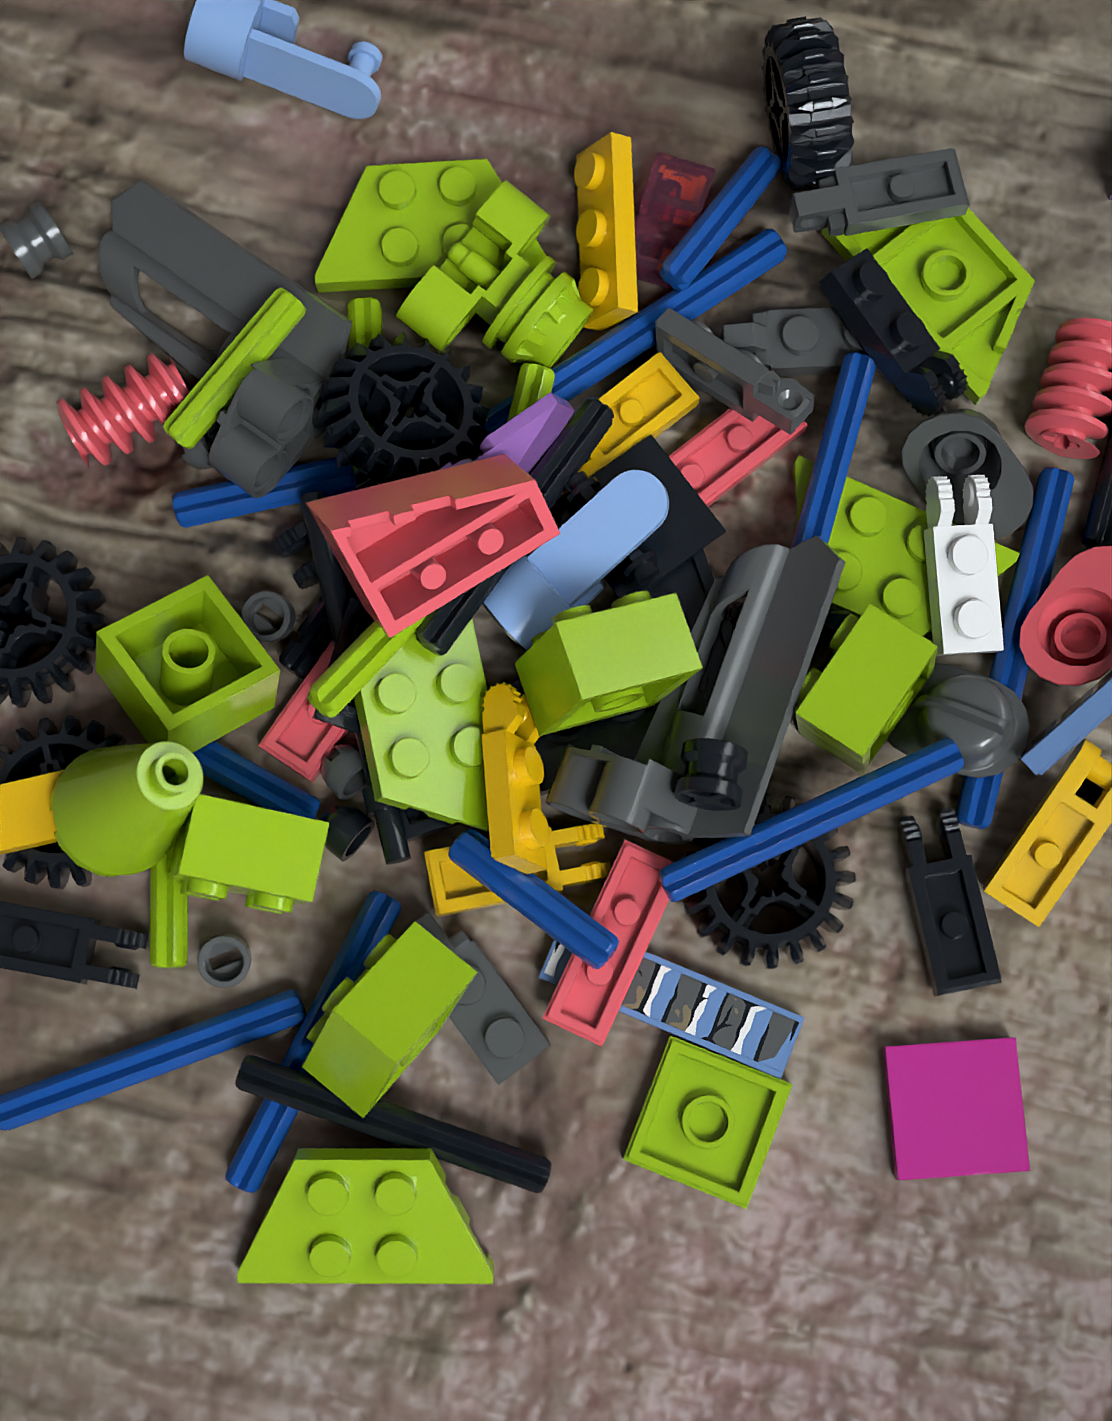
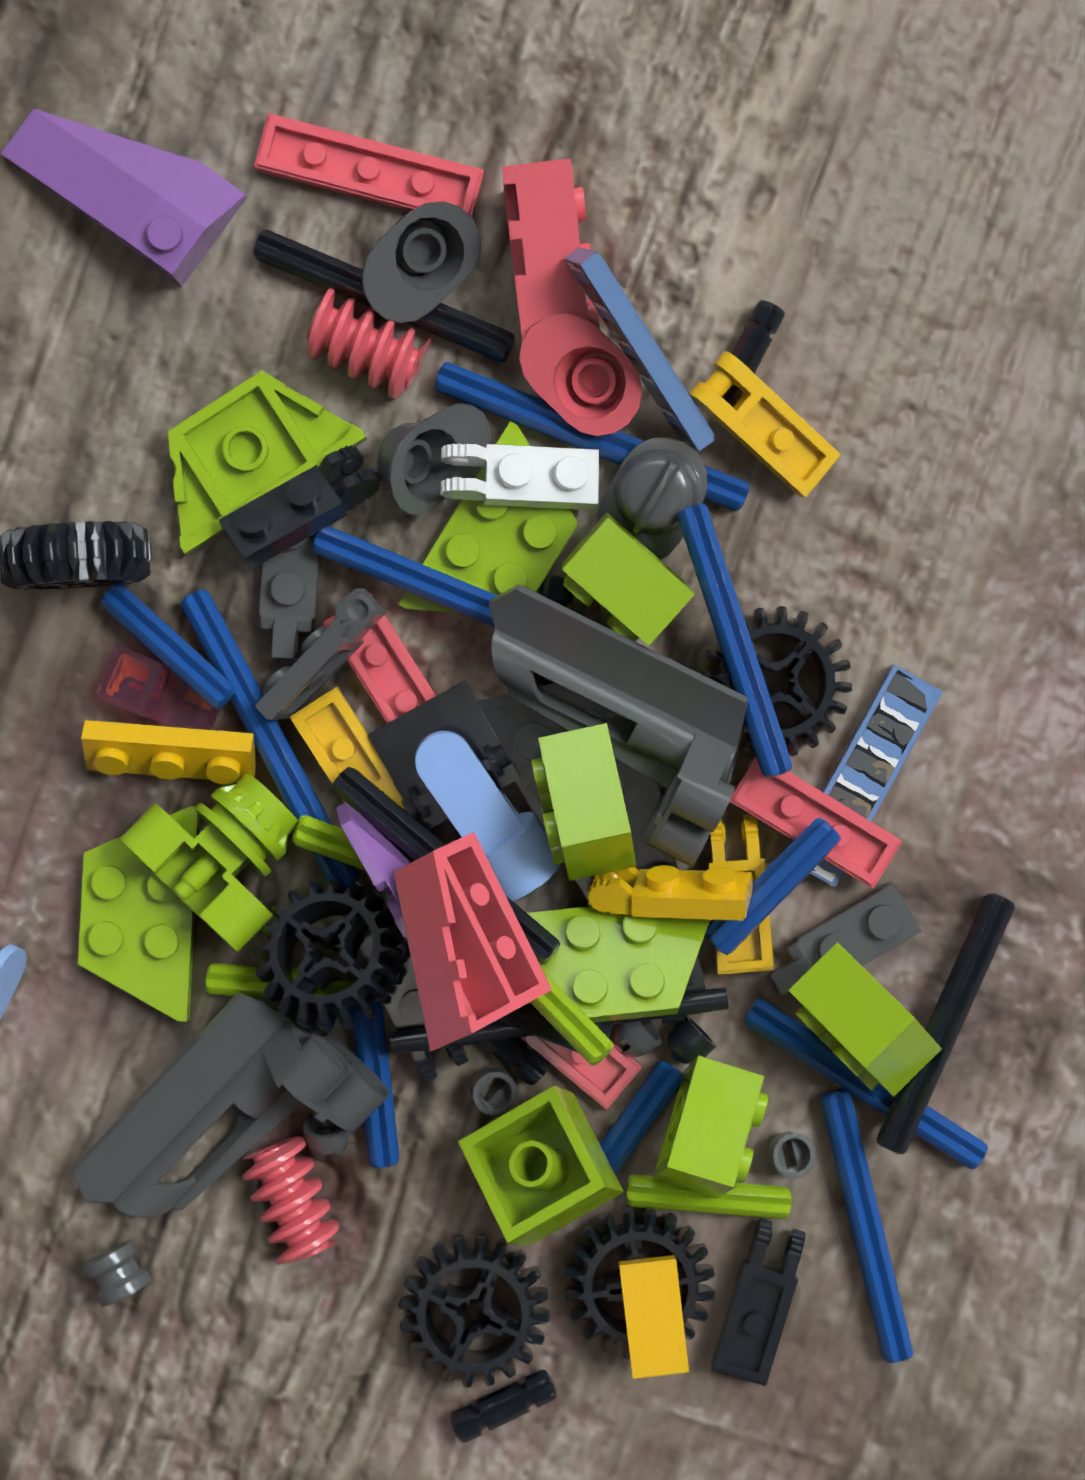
camera: 85 degrees left, 10 degrees up
(124, 805) = (661, 1231): lime cone -> none
(221, 381) = (271, 1102): lime axle -> none
(365, 1222) = (1023, 1054): lime wing -> none
(707, 1122) = (971, 757): lime tile -> none
(711, 774) = (694, 724): black wheel -> none
(883, 195) = (170, 496): dark grey hinge -> none
(948, 909) = (817, 528): black hinge -> none
(955, 1109) = (982, 546): dark pink tile -> none

